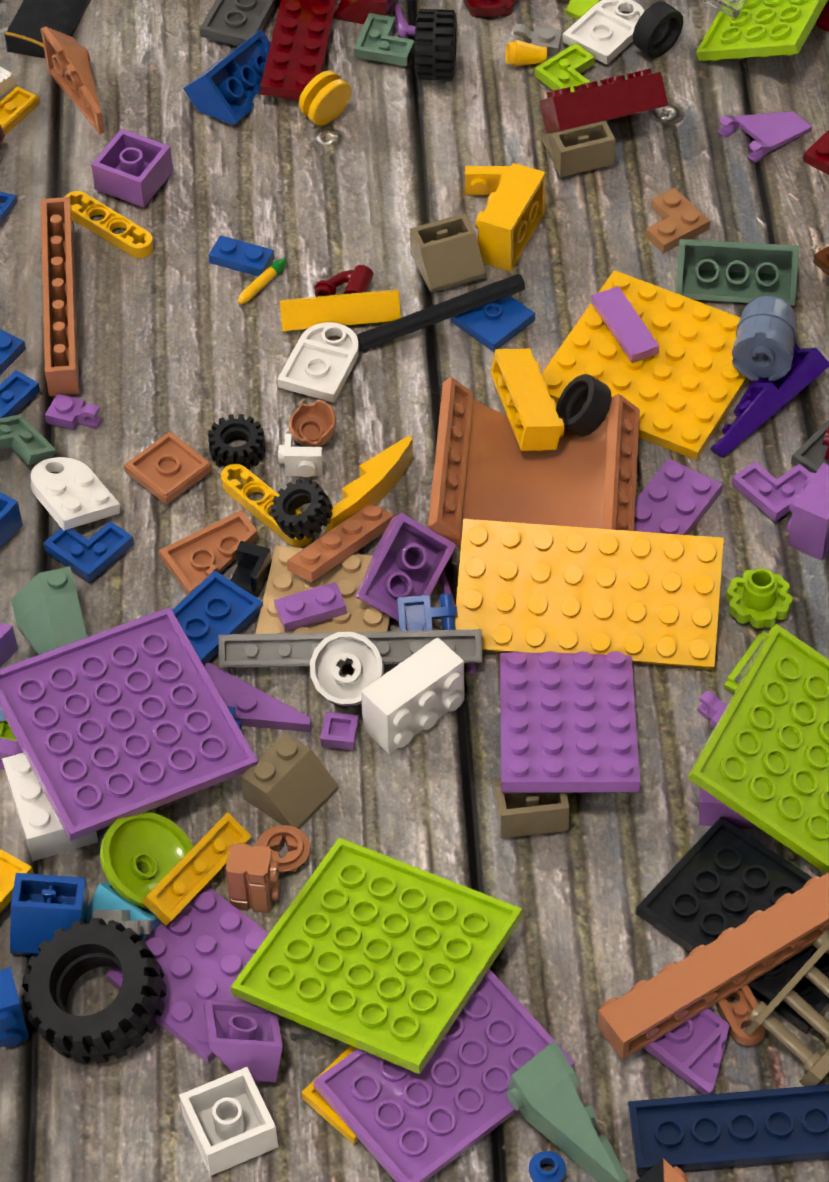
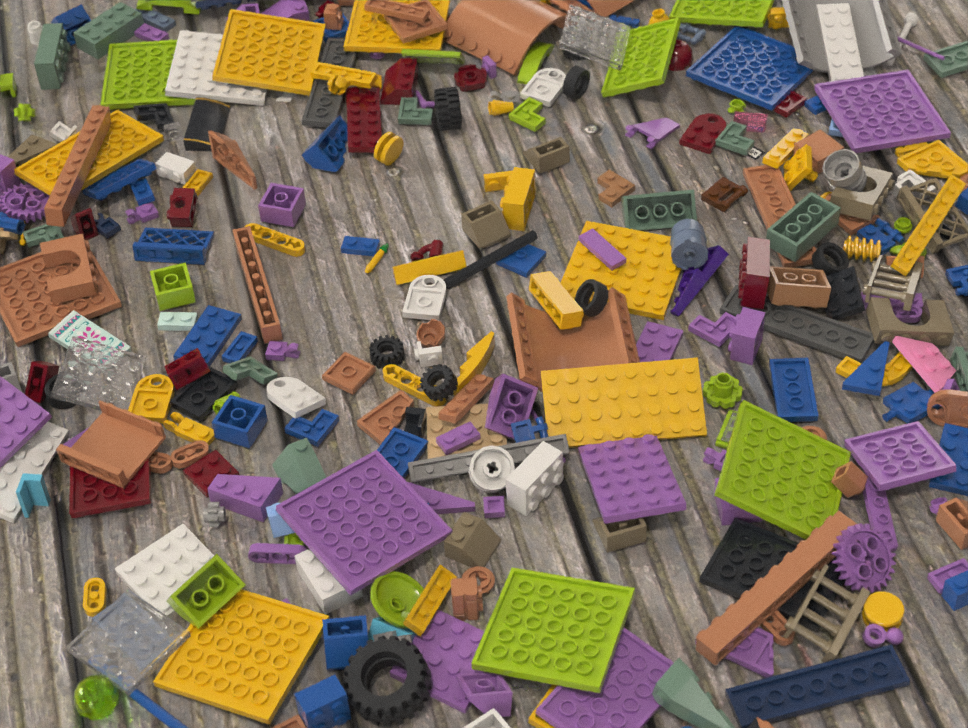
camera: 10 degrees left, 5 degrees down
(600, 103) = (555, 125): dark red brick -> none

